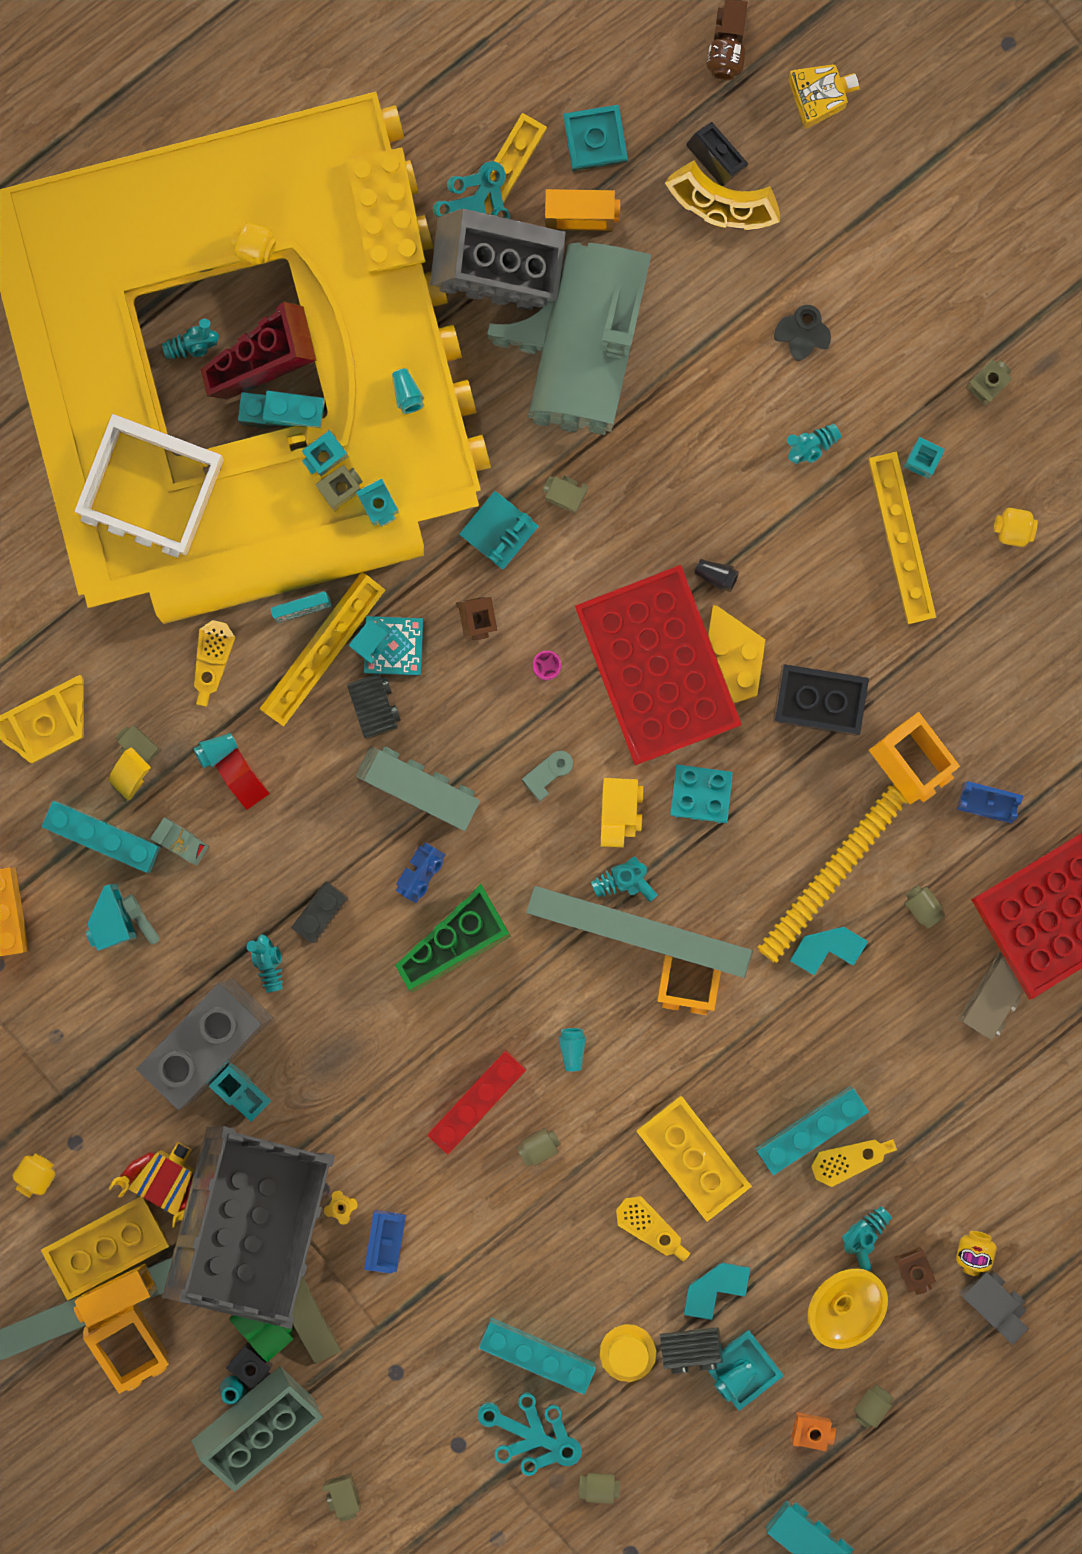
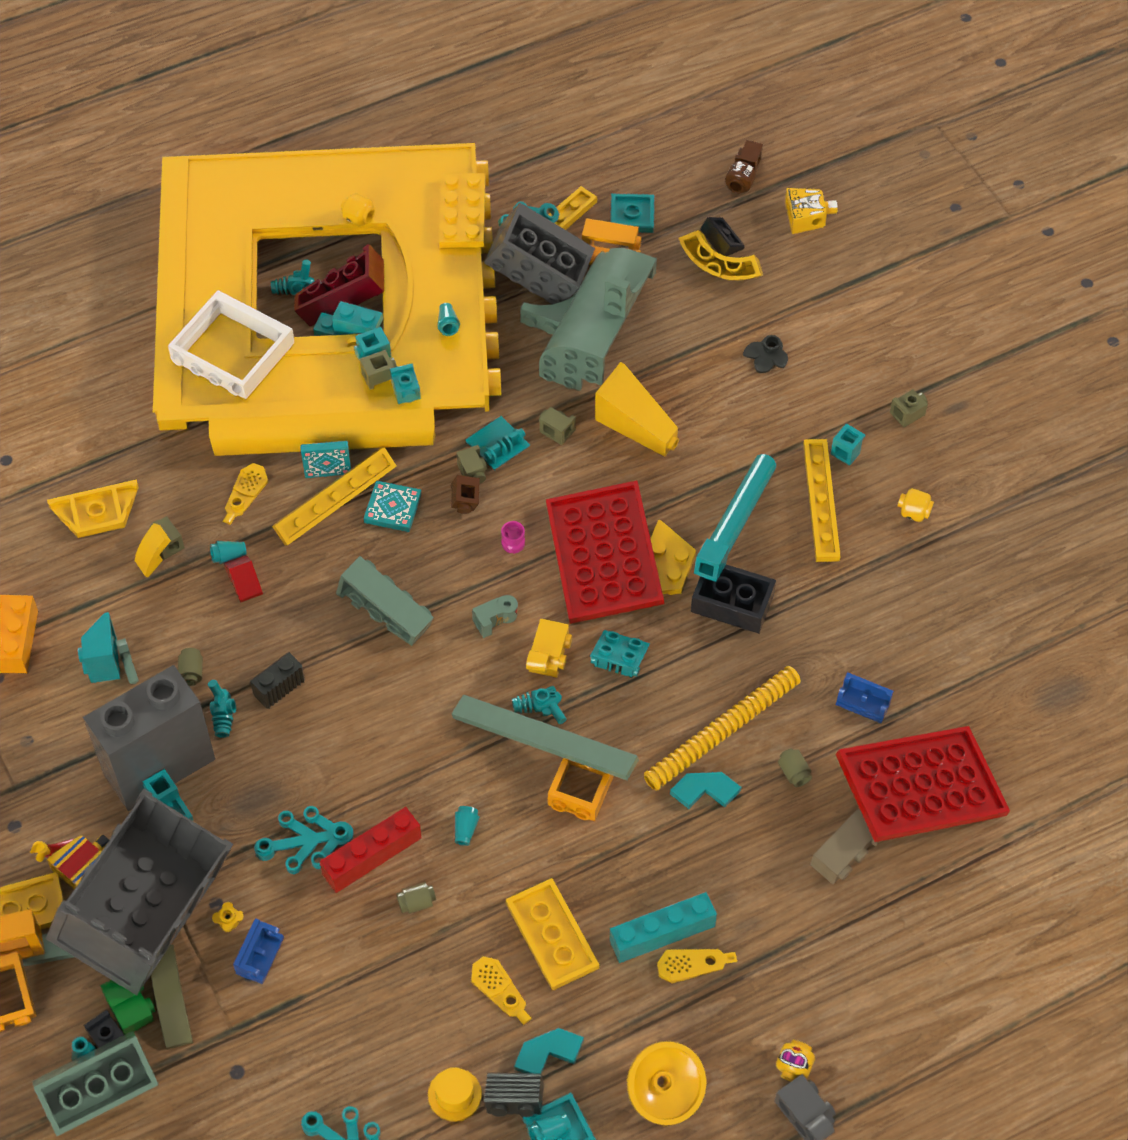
camera: 10 degrees right, 30 degrees down
(101, 836) = (115, 594): teal brick -> none
(180, 841) = (176, 609): sand green leg -> none
(215, 914) = (190, 665): none -> olive brick
(371, 640) = (374, 491): teal brick -> none
(373, 706) = (363, 539): pearl dark grey brick -> none
(404, 1098) = (307, 840): none -> teal plant
(415, 884) = (375, 665): blue hinge -> none
(454, 941) = (383, 721): green wedge -> none
(477, 575) = (471, 464): none -> olive brick
(537, 1355) = (370, 1074): teal brick -> none
(659, 462) = (633, 412): none -> yellow slope
(717, 574) = (668, 500): black cone -> none
(807, 596) = (715, 550): none -> teal brick
(809, 446) = (758, 425): teal piece -> none
(862, 1236) = (695, 1025): teal piece -> none
(899, 770) = (784, 638): light orange window -> none
(908, 1263) = (735, 1056): reddish brown brick -> none

